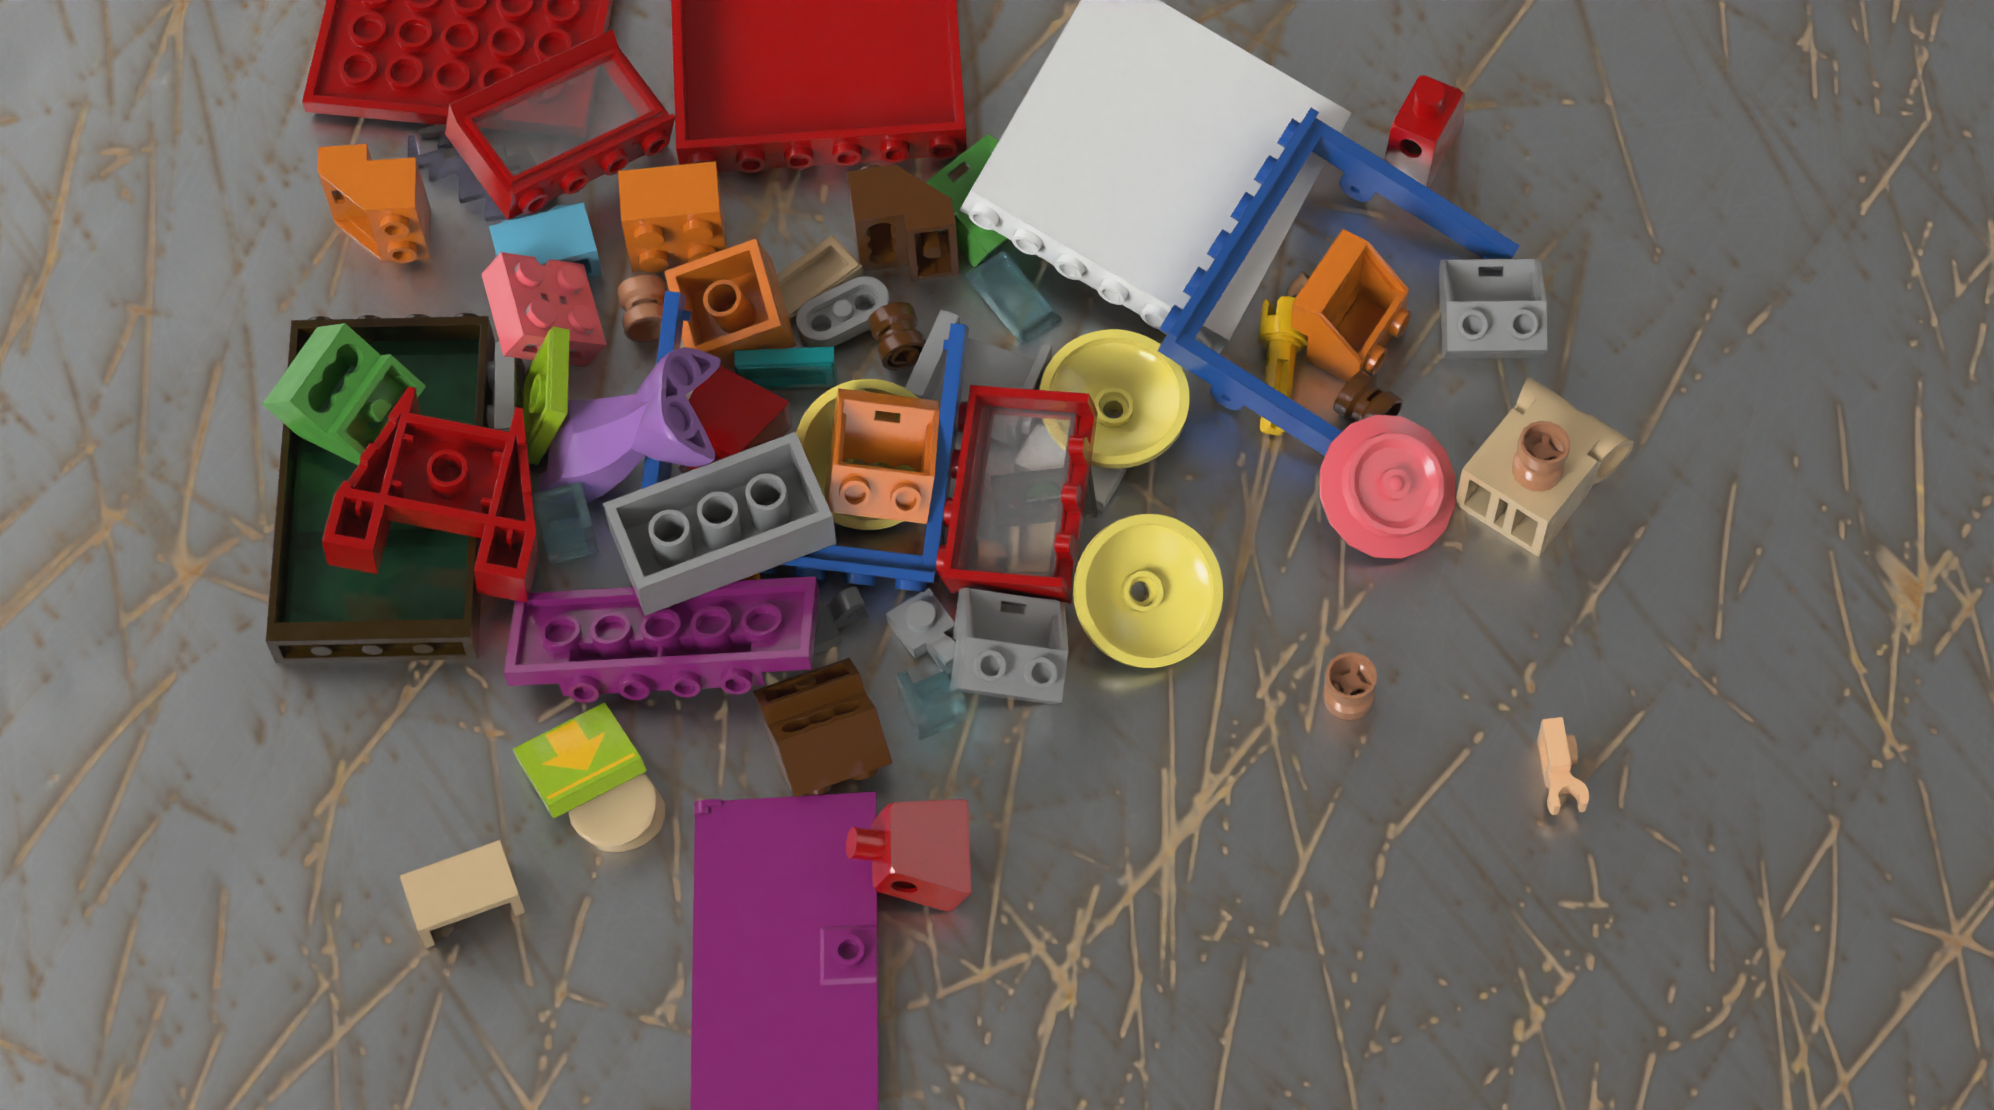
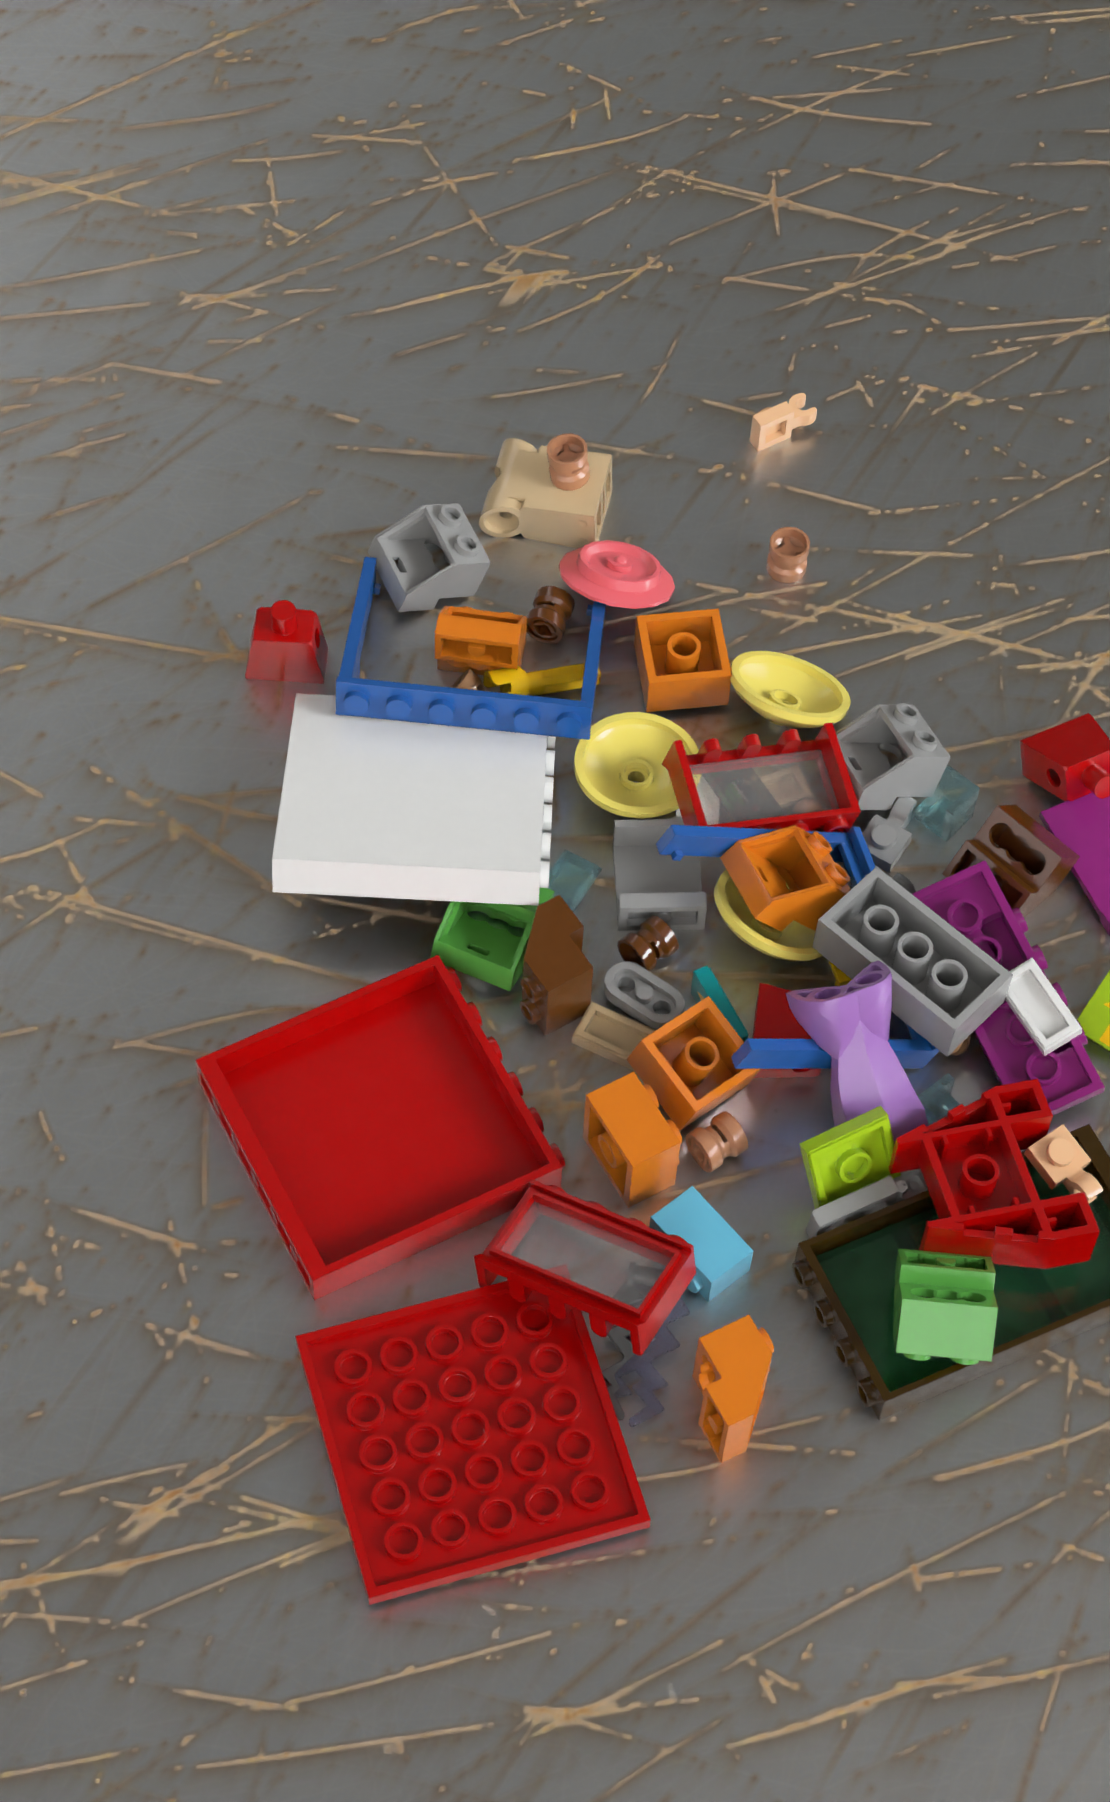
camera: 120 degrees left, 5 degrees down
(439, 584) = (1062, 1160): none -> light nougat plate
(524, 317) = (772, 1202): coral piece -> none
(618, 641) = (1040, 1008): none -> white tile
(1240, 499) = (682, 660): none -> orange brick

